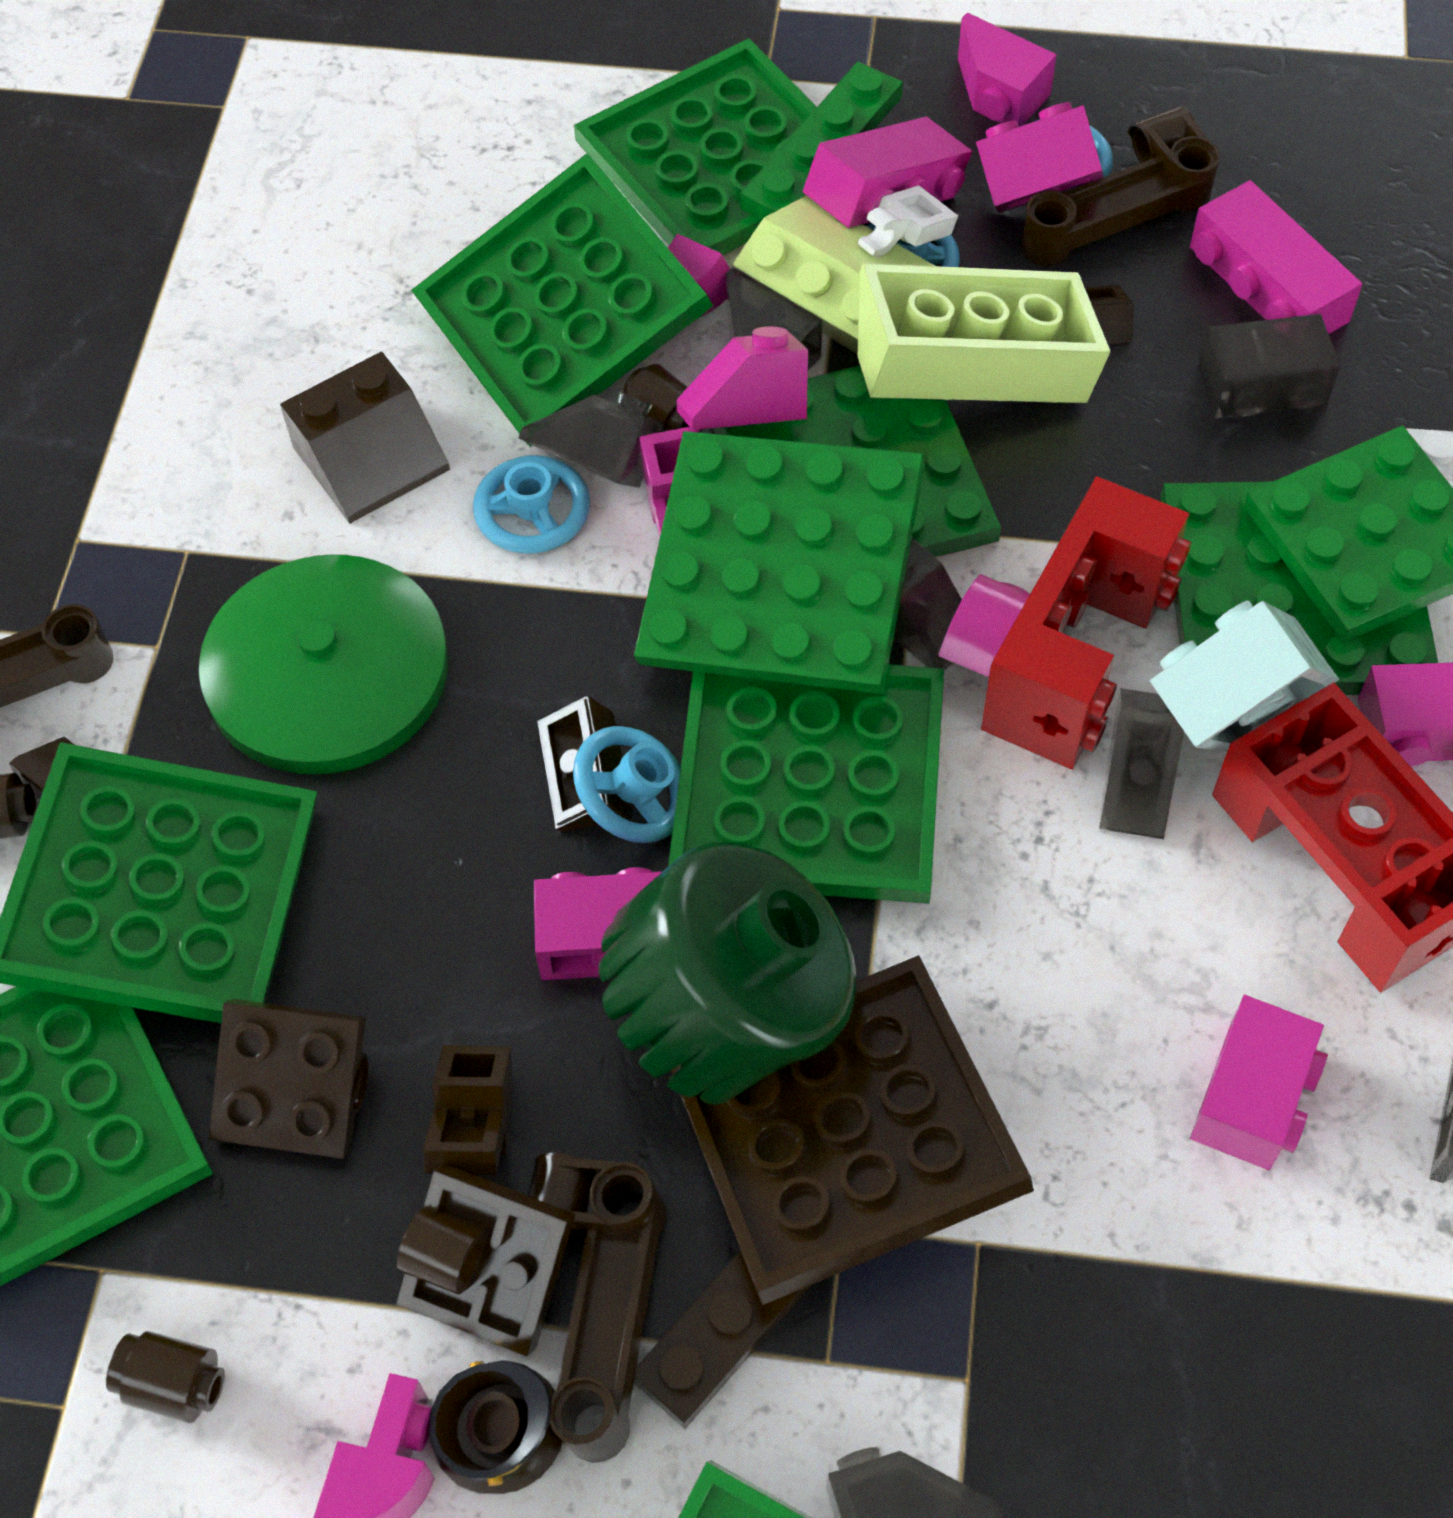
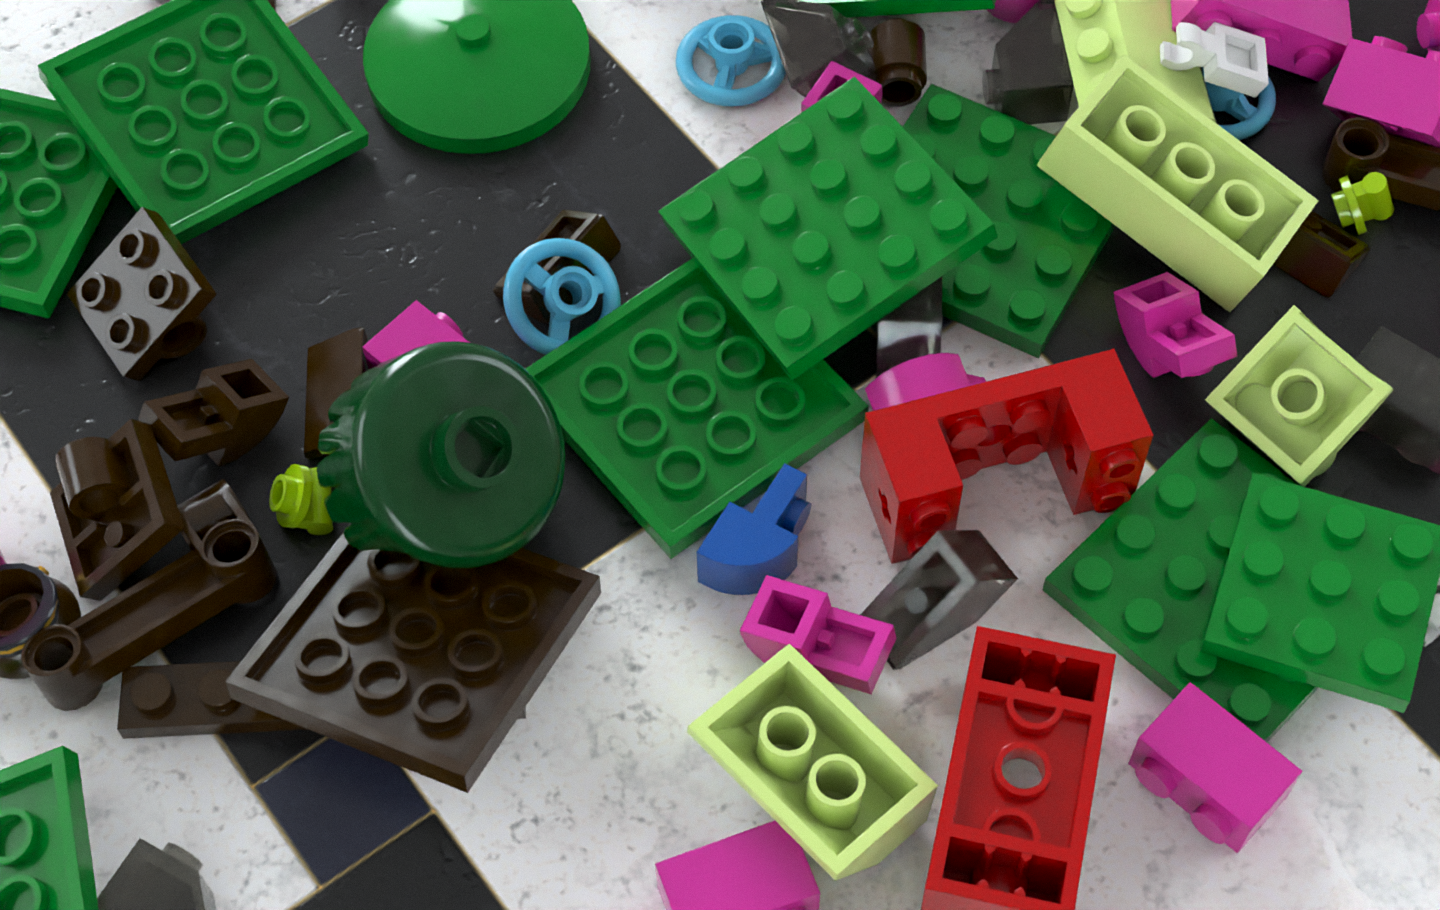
camera: 45 degrees right, 0 degrees up
(538, 1012) = (330, 372): none -> dark brown slope
(609, 1116) = (300, 500): none -> lime plate
(750, 383) = (951, 84): dark pink slope -> none
(982, 834) = (756, 544): none -> blue brick
(1070, 446) = (1169, 330): none -> dark pink brick
(1087, 257) = (1363, 201): none -> lime plate
(1097, 865) = (835, 642): none -> dark pink brick
(1217, 419) = (1298, 397): none -> yellowish green slope
(1220, 939) = (816, 765): none -> yellowish green slope
(1241, 675) = (1043, 582): light aqua brick -> none

